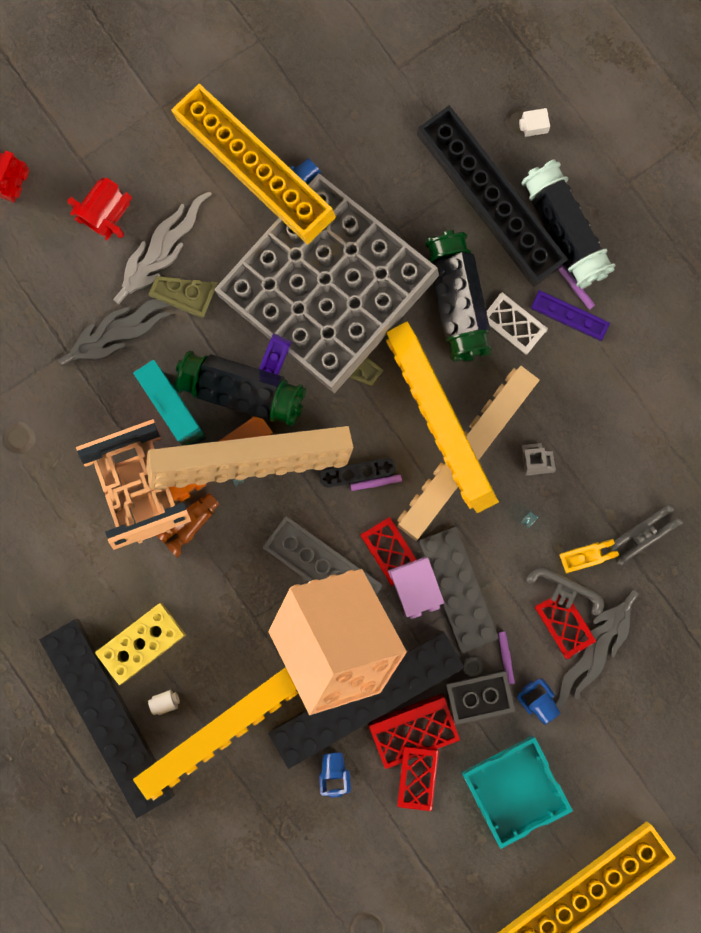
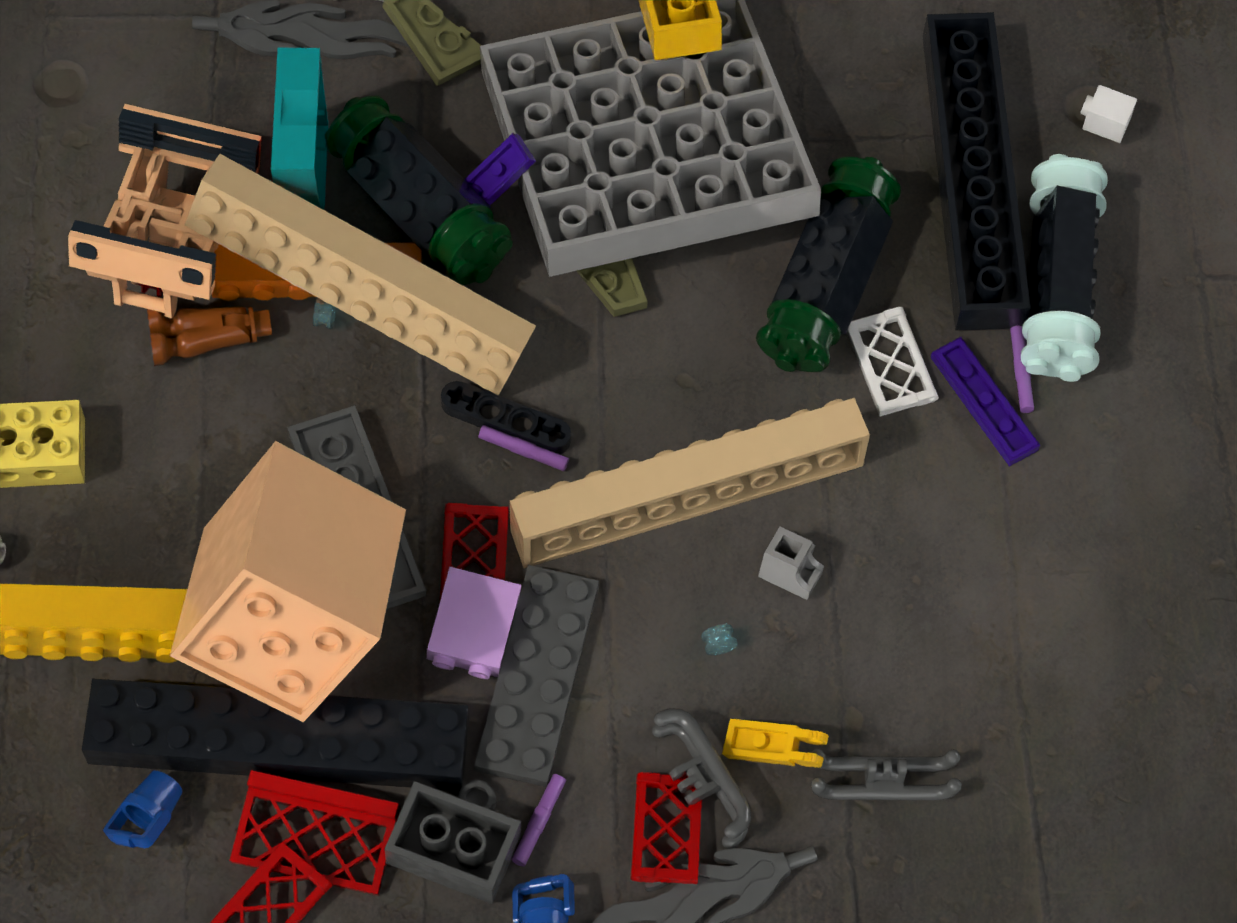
camera: 30 degrees right, 20 degrees down
(441, 418) = (679, 393): yellow brick -> none

